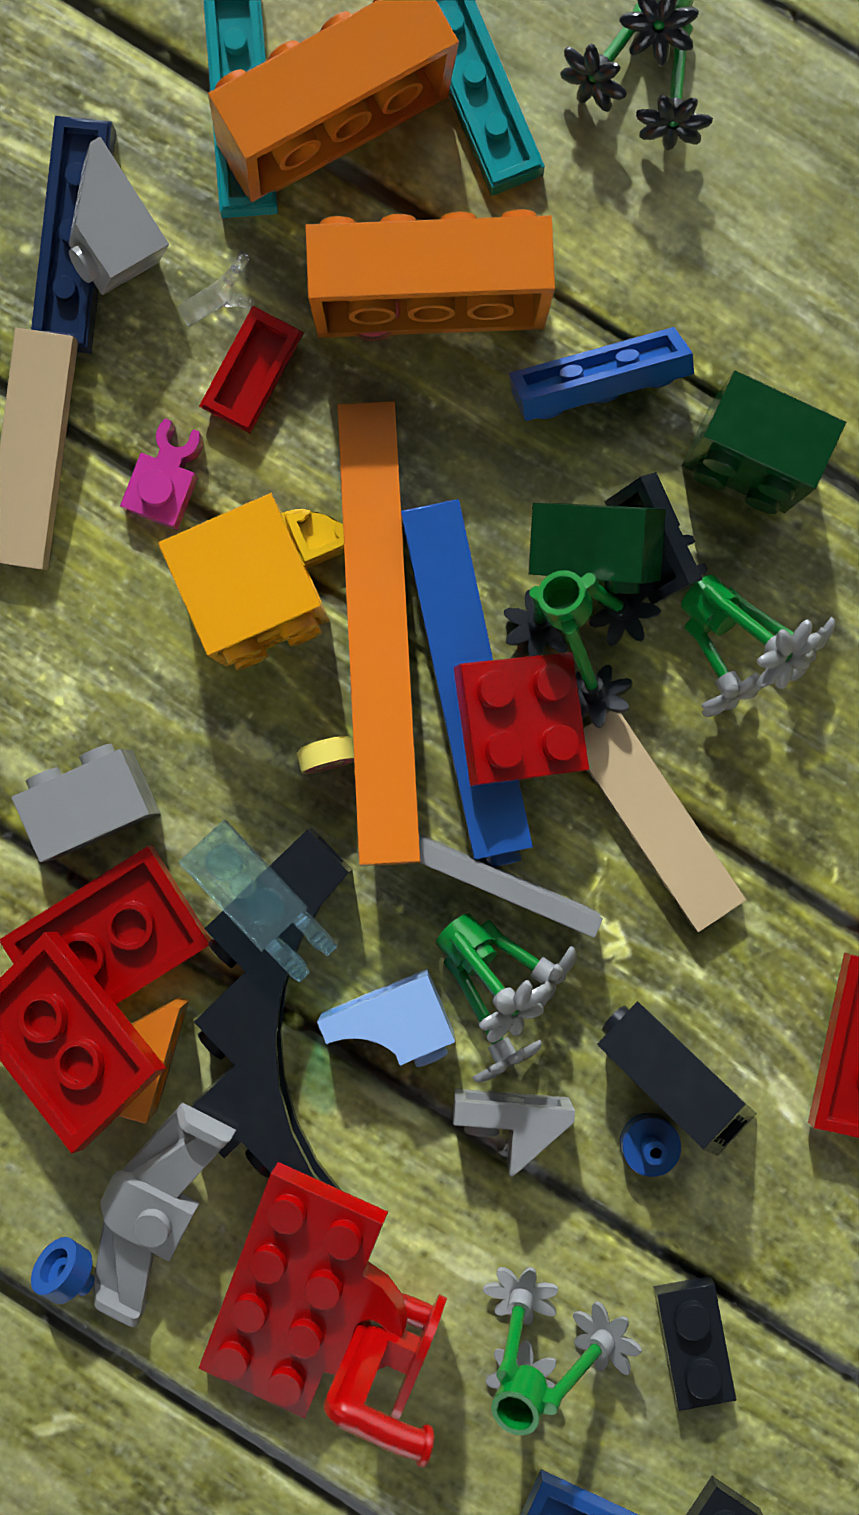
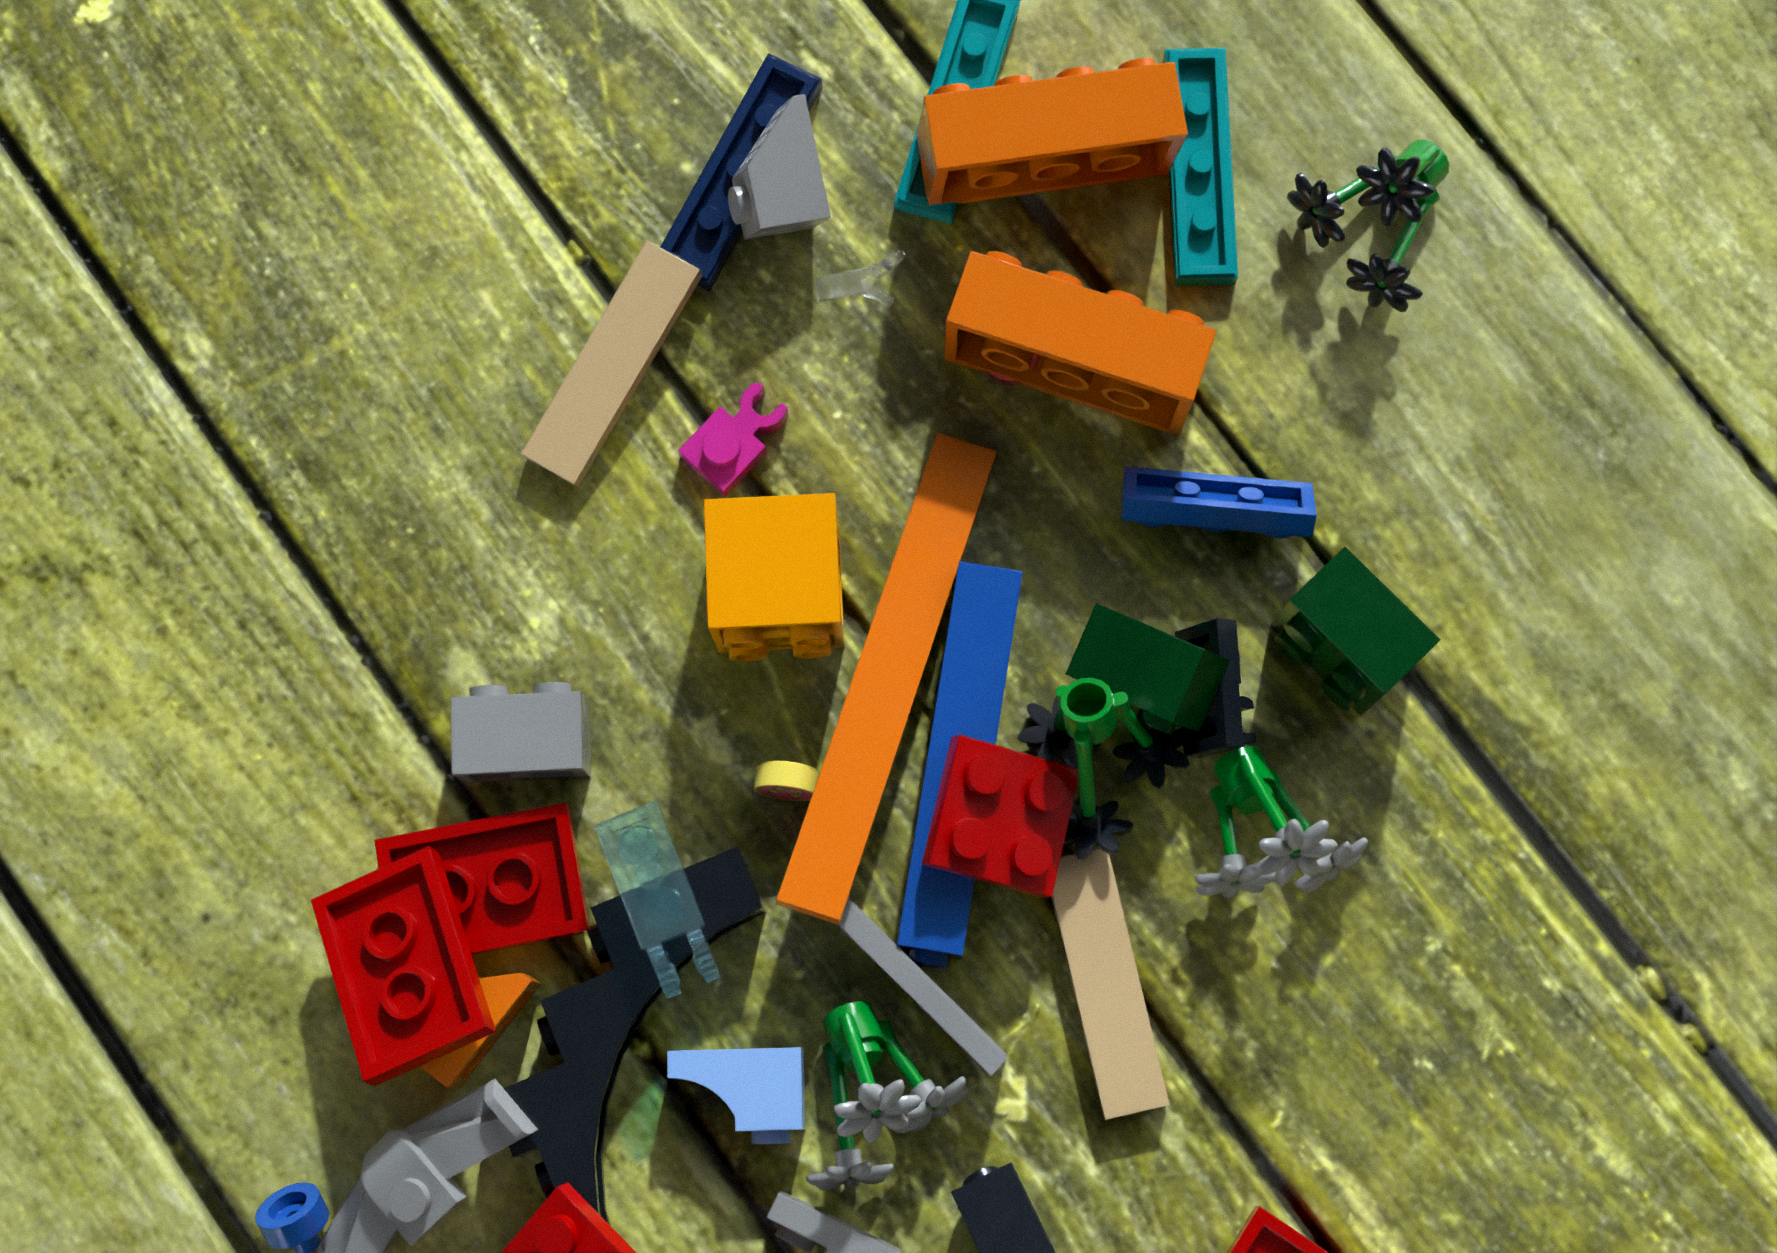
camera: 20 degrees right, 10 degrees down
(251, 369) = (864, 366): red tile -> none
(315, 535) = (863, 555): yellow tile -> none

